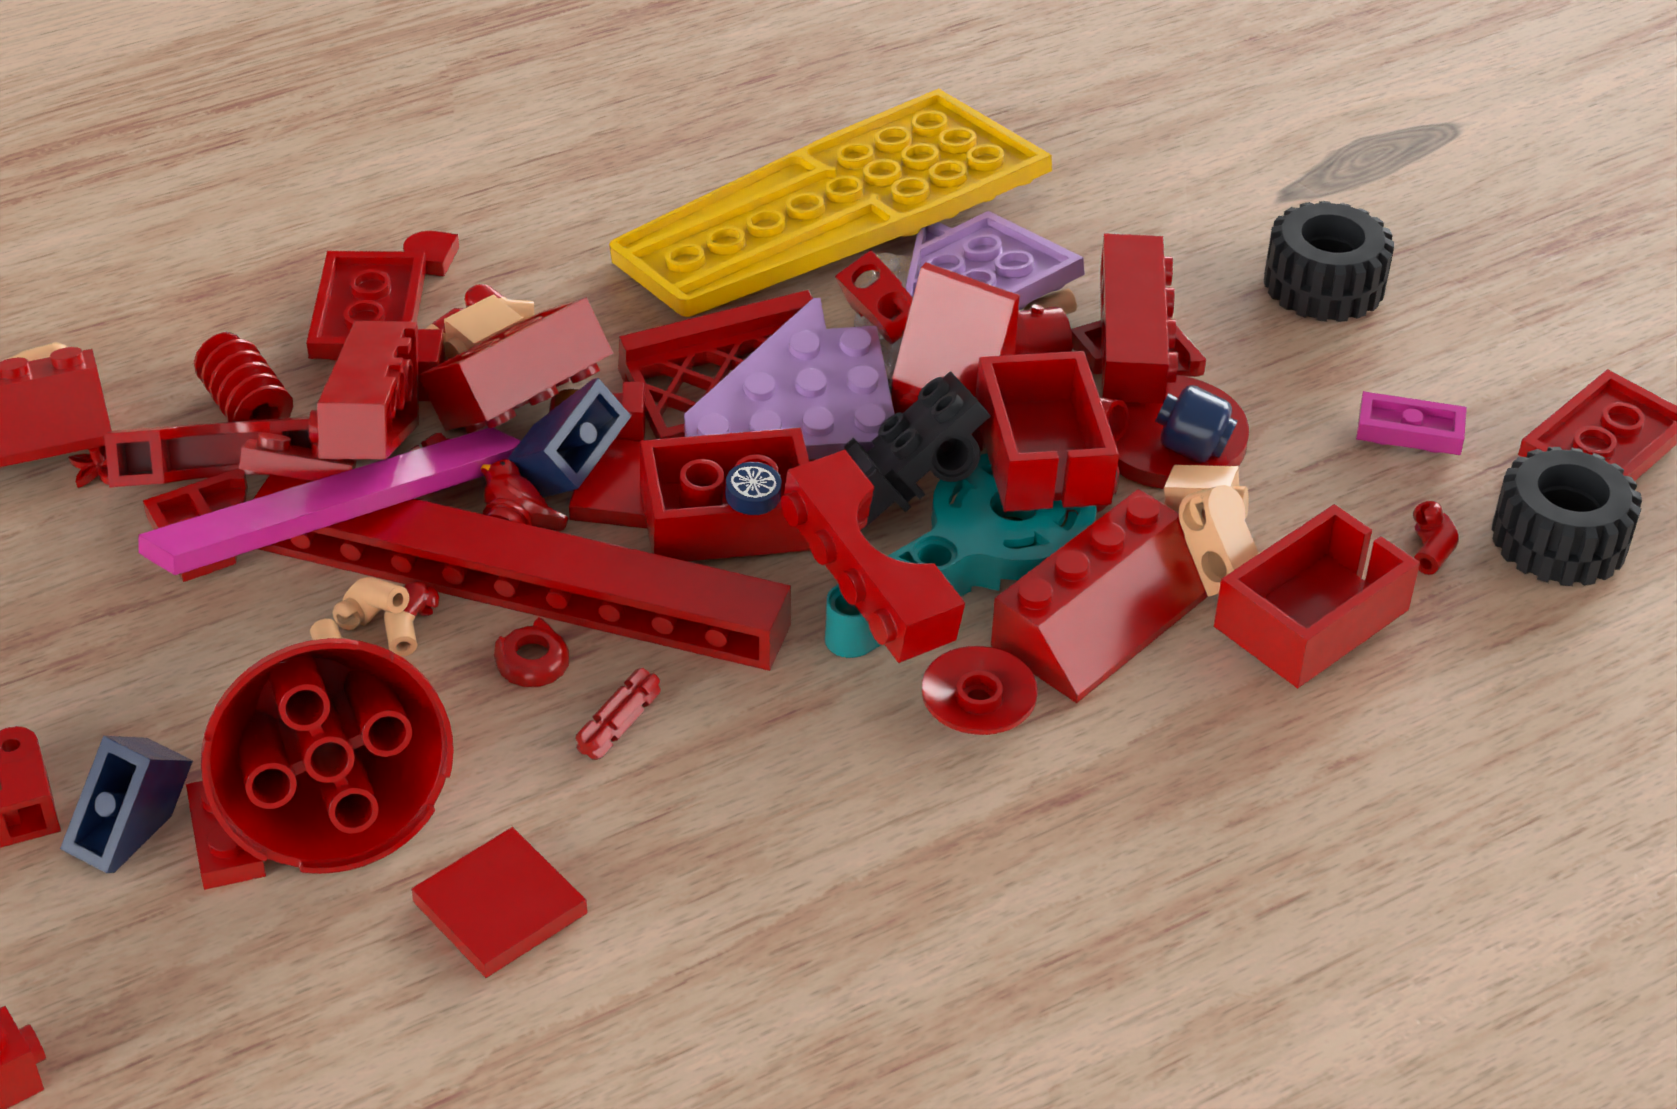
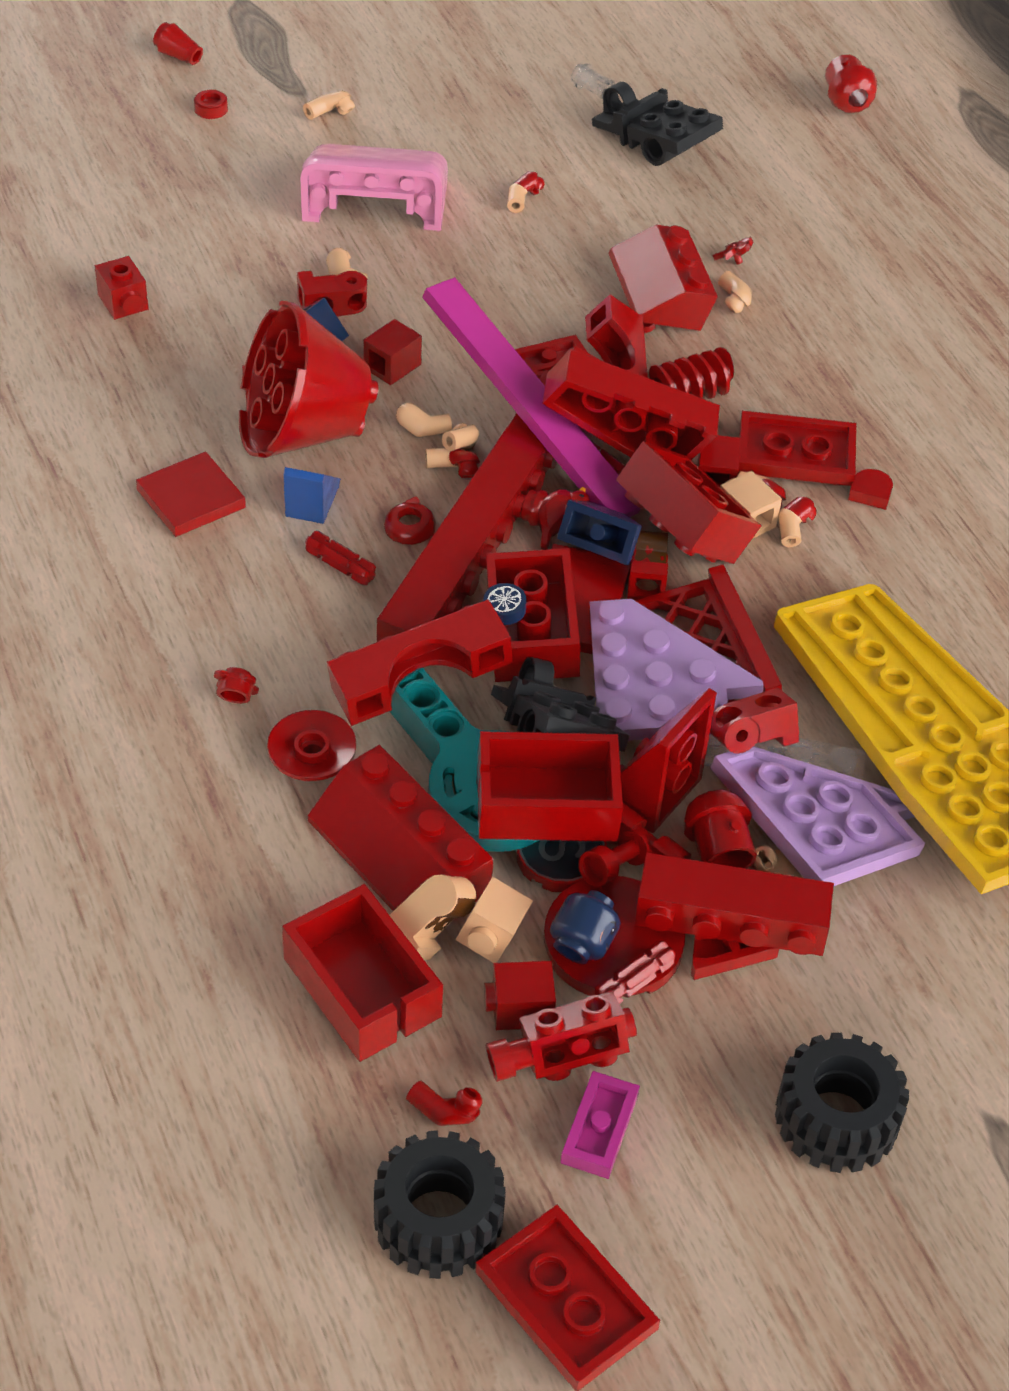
camera: 95 degrees right, 5 degrees up
(173, 693) = (393, 351): none -> red brick
(496, 749) = (308, 494): none -> blue slope
(890, 781) = (235, 685): none -> red plate
(1244, 401) = (638, 971): none -> axle
(1283, 481) = (519, 991): none -> red brick
(1333, 445) = (565, 1039): none -> red brick

